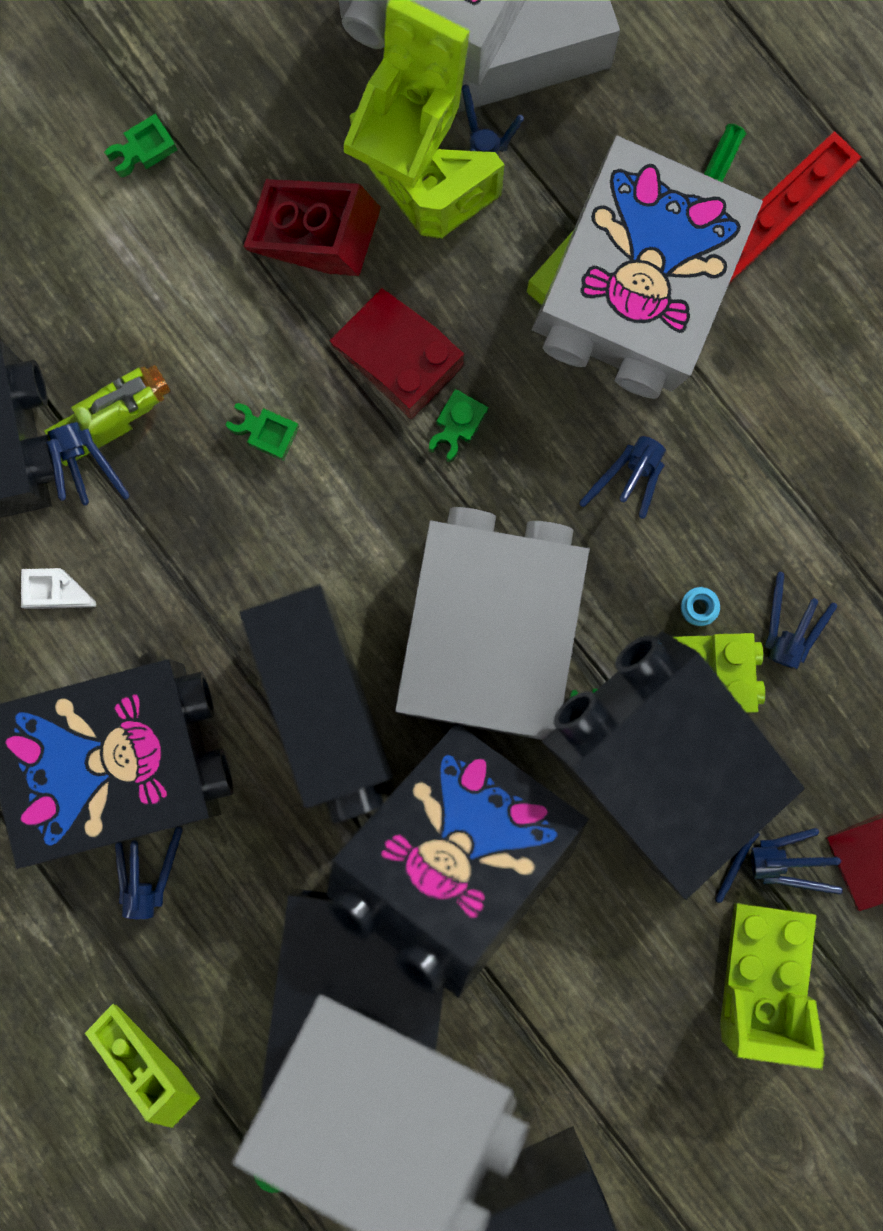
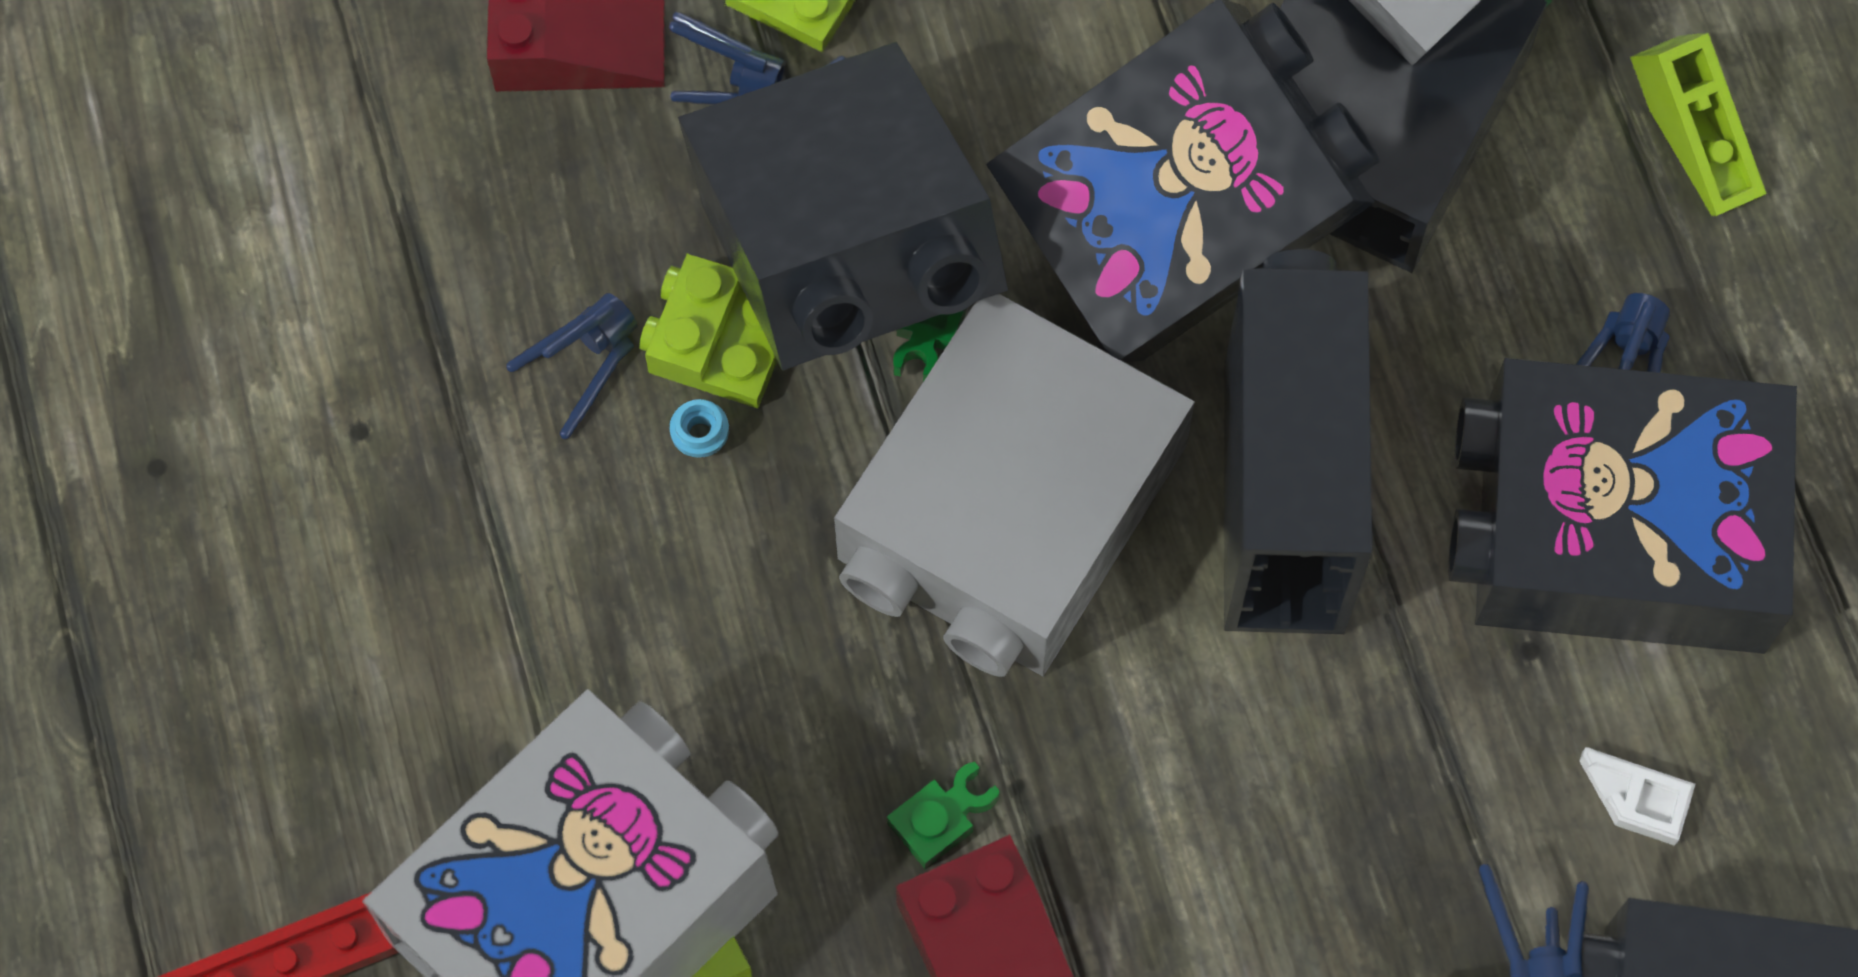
camera: 160 degrees left, 15 degrees down
(269, 432) = (1234, 902): green plate -> none
(643, 459) = (687, 654): dark blue plant -> none

